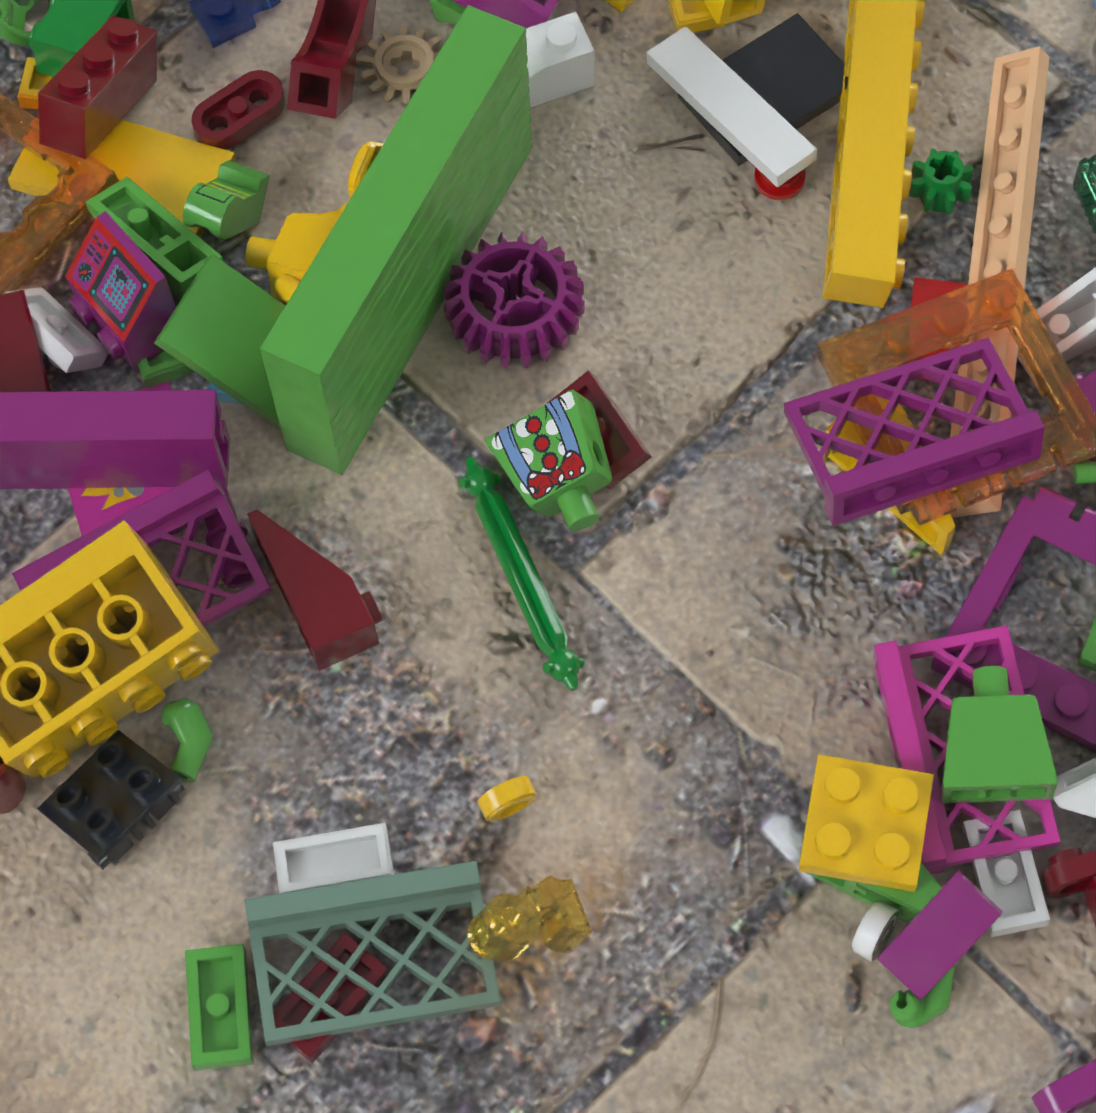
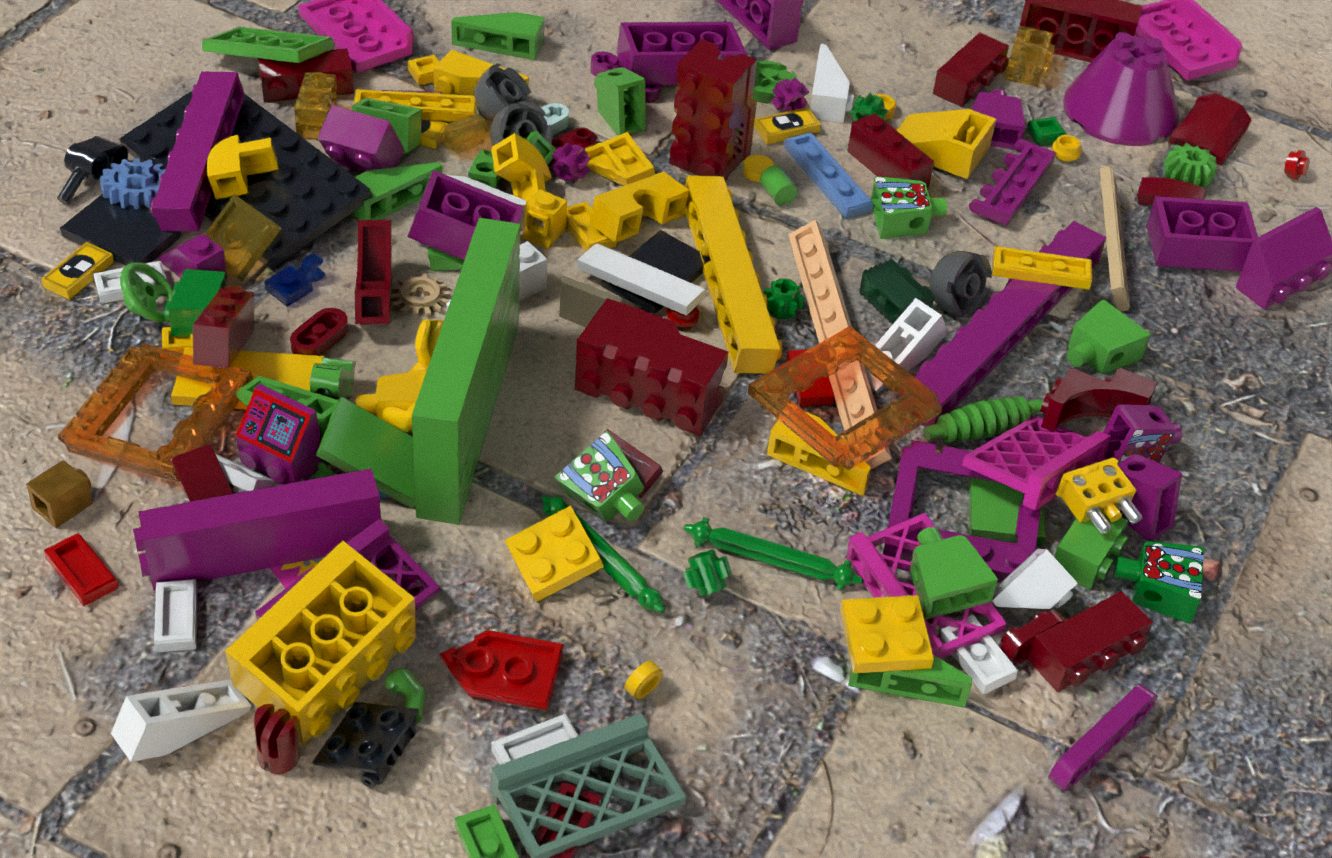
camera: 25 degrees left, 20 degrees down
(319, 595) = (470, 588): dark red slope -> none
(332, 730) = (507, 668): none -> red tile
(449, 561) = (553, 553): none -> yellow plate
(513, 922) = (691, 738): clear yellow leg -> none
(523, 325) = (541, 403): magenta gear -> none
(654, 139) = (581, 302): none -> dark tan slope
(654, 645) = (707, 572): none -> green gear
(678, 270) = (649, 366): none -> dark red piece
(767, 631) = (773, 553): none -> green wheel
(875, 930) = (911, 703): white tile -> none
(913, 1012) = (960, 735): bright green arm -> none
(938, 461) = (842, 428): magenta fence -> none
(939, 935) = (957, 687): magenta tile -> none

